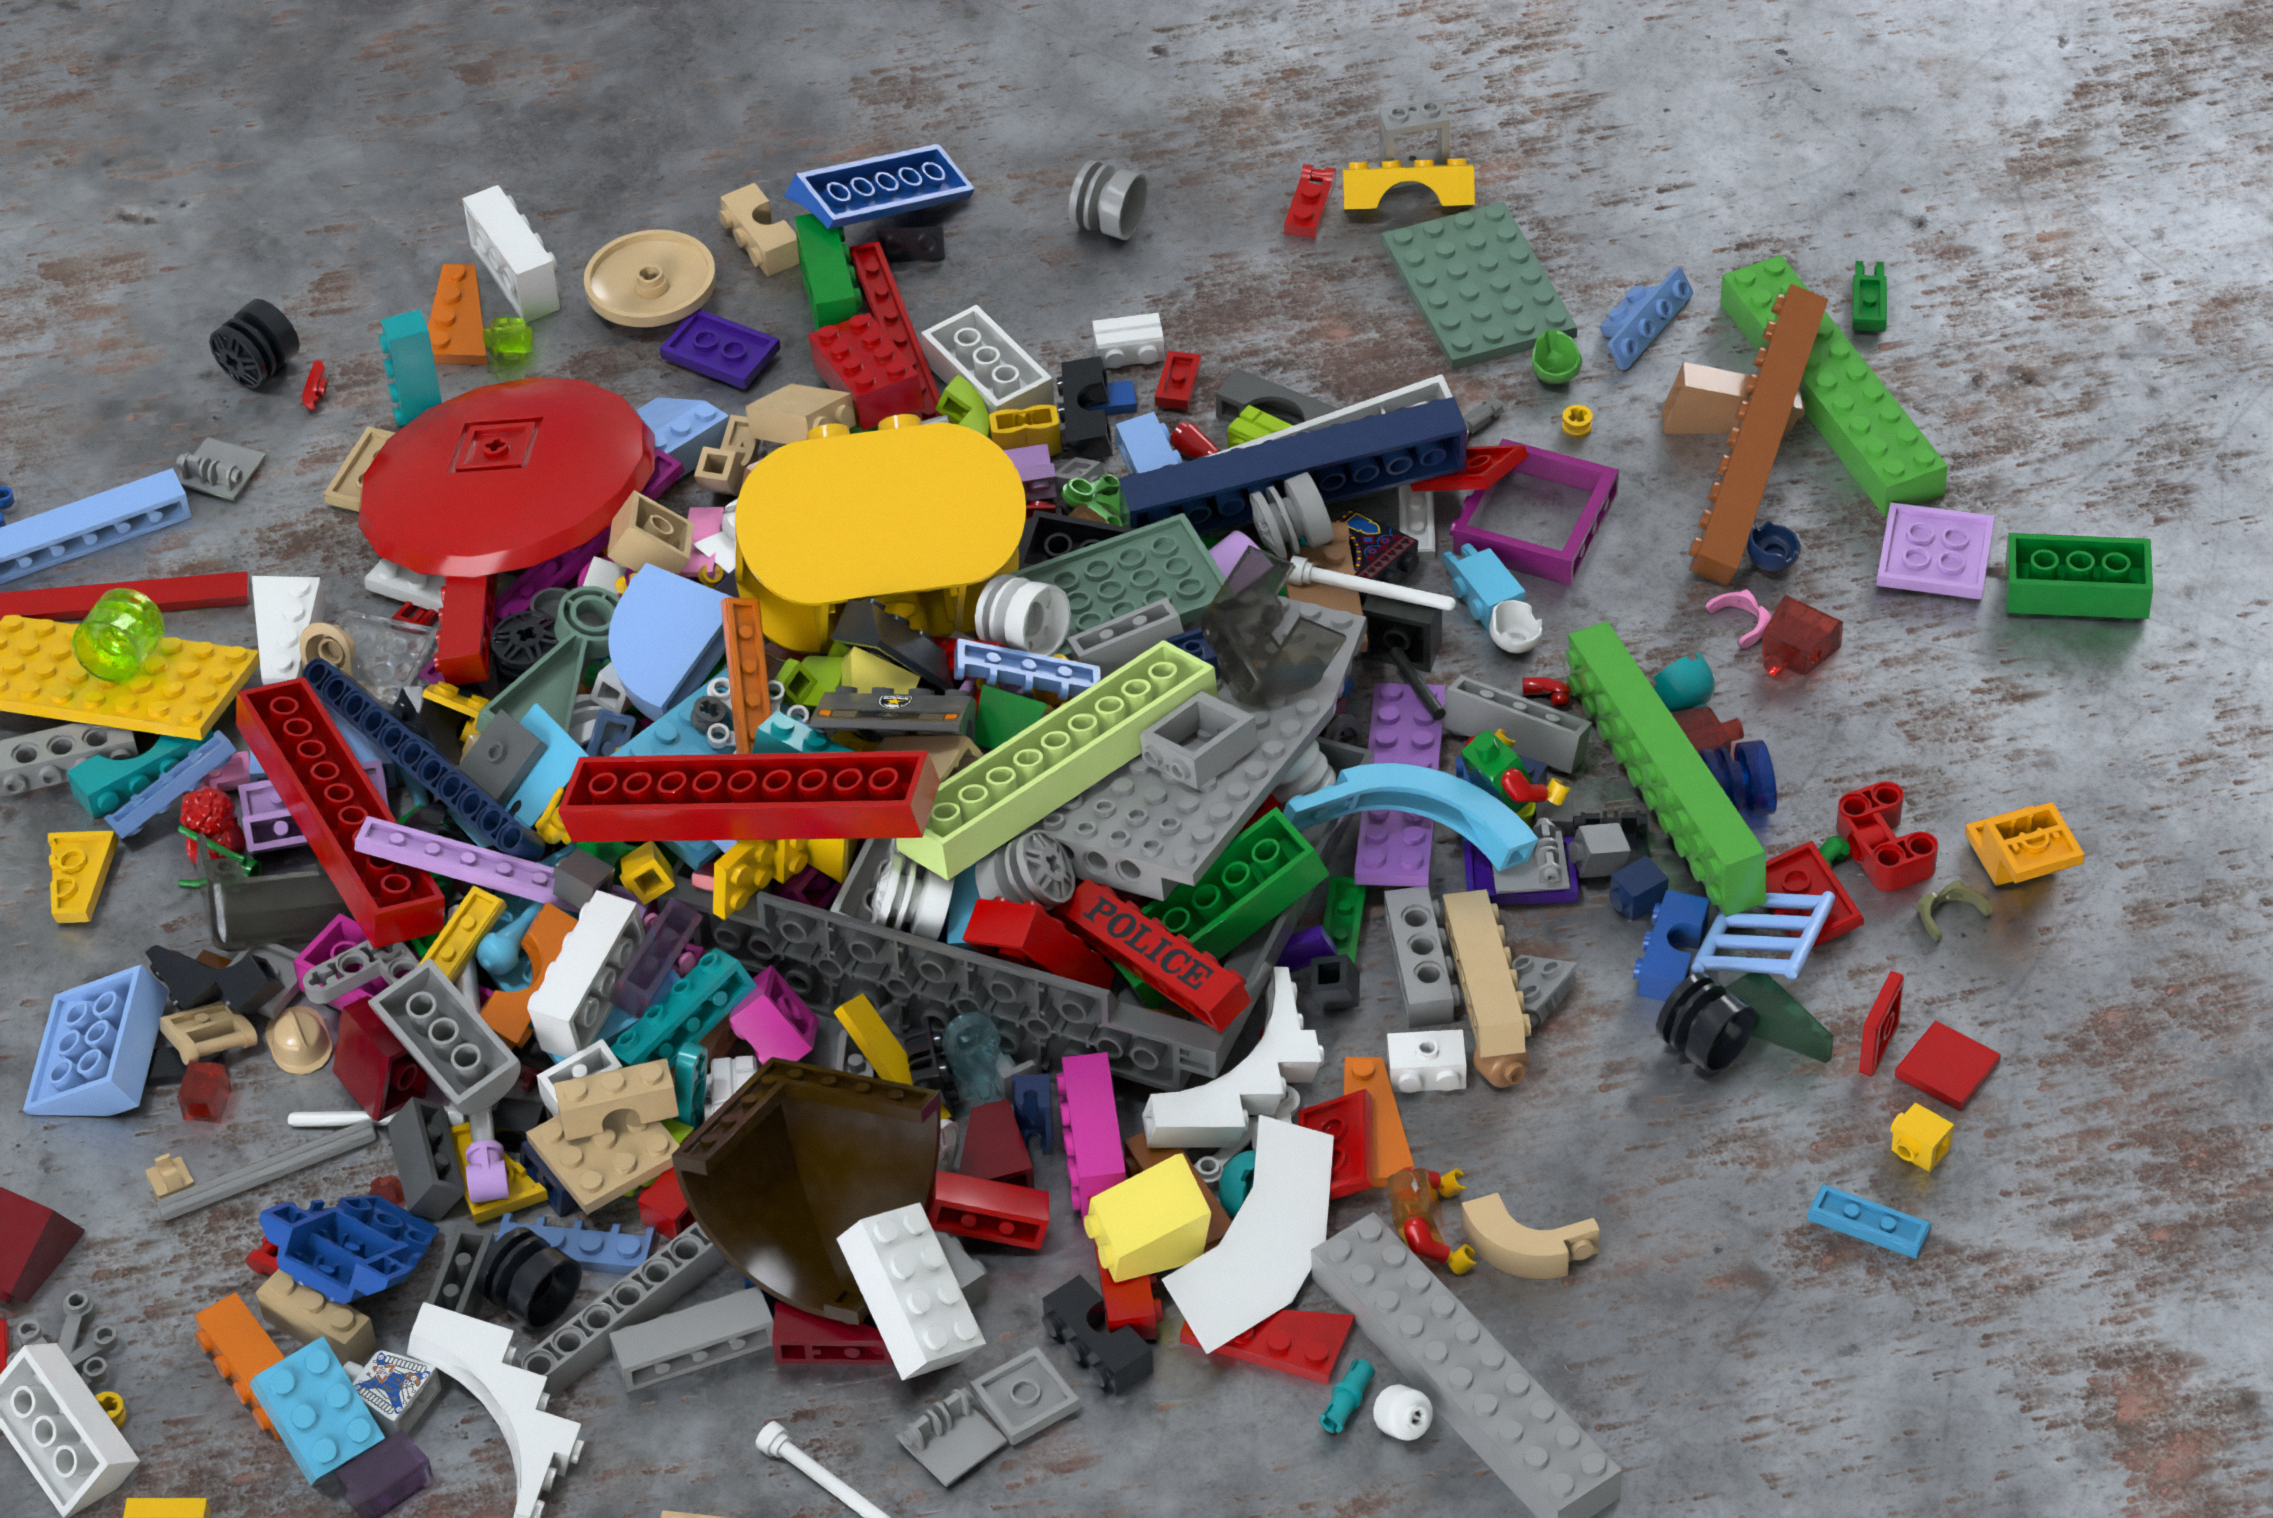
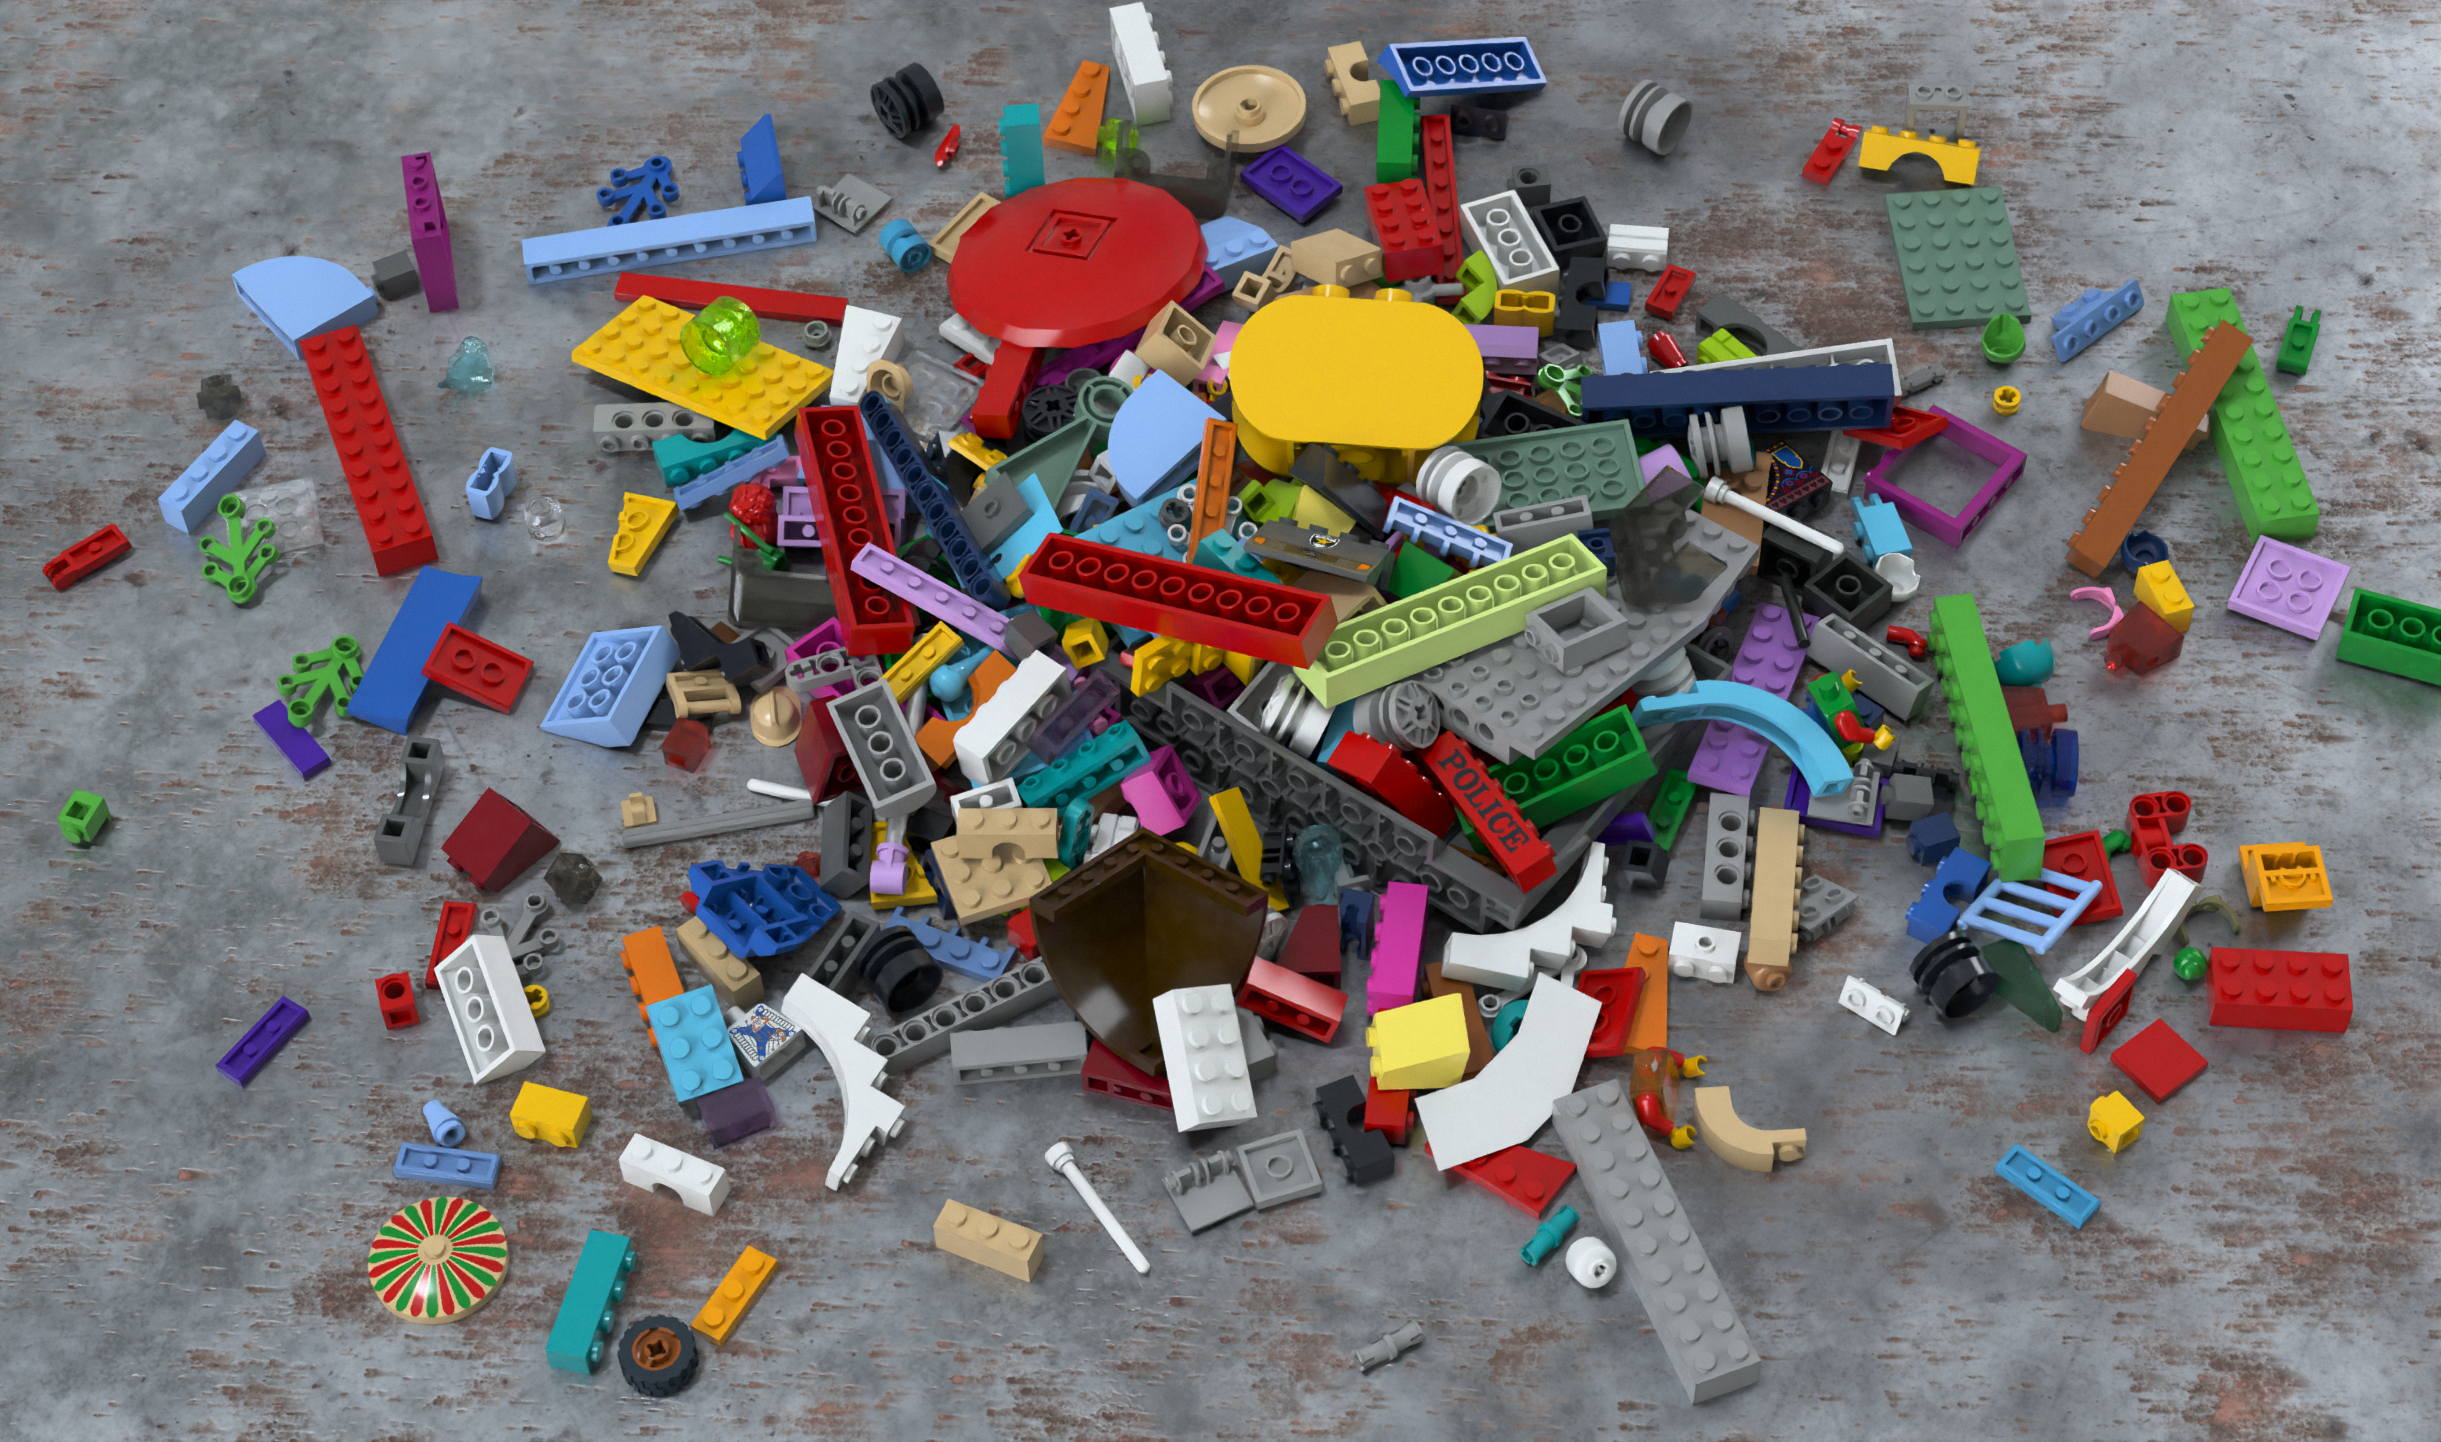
camera: 15 degrees right, 5 degrees up
(105, 444) = (761, 164): none -> blue slope
(115, 1265) = (573, 878): none -> clear smoke brick
(222, 617) = (816, 334): none -> light grey plate
(298, 501) = (905, 245): none -> dark azure wheel
(631, 379) = (1203, 197): none -> clear smoke windscreen
(992, 295) = (1531, 184): none -> dark grey brick
(1050, 335) = (1569, 230): none -> black brick
(1469, 648) = (1849, 591): none -> pearl dark grey brick
(1626, 1075) = (1872, 1005): none -> white hinge
(1809, 582) = (2164, 594): none -> yellow brick
(1888, 949) = (2132, 948): none -> white arch
(1951, 957) = (2190, 963): none -> green plate
(2052, 962) = (2279, 989): none -> red brick

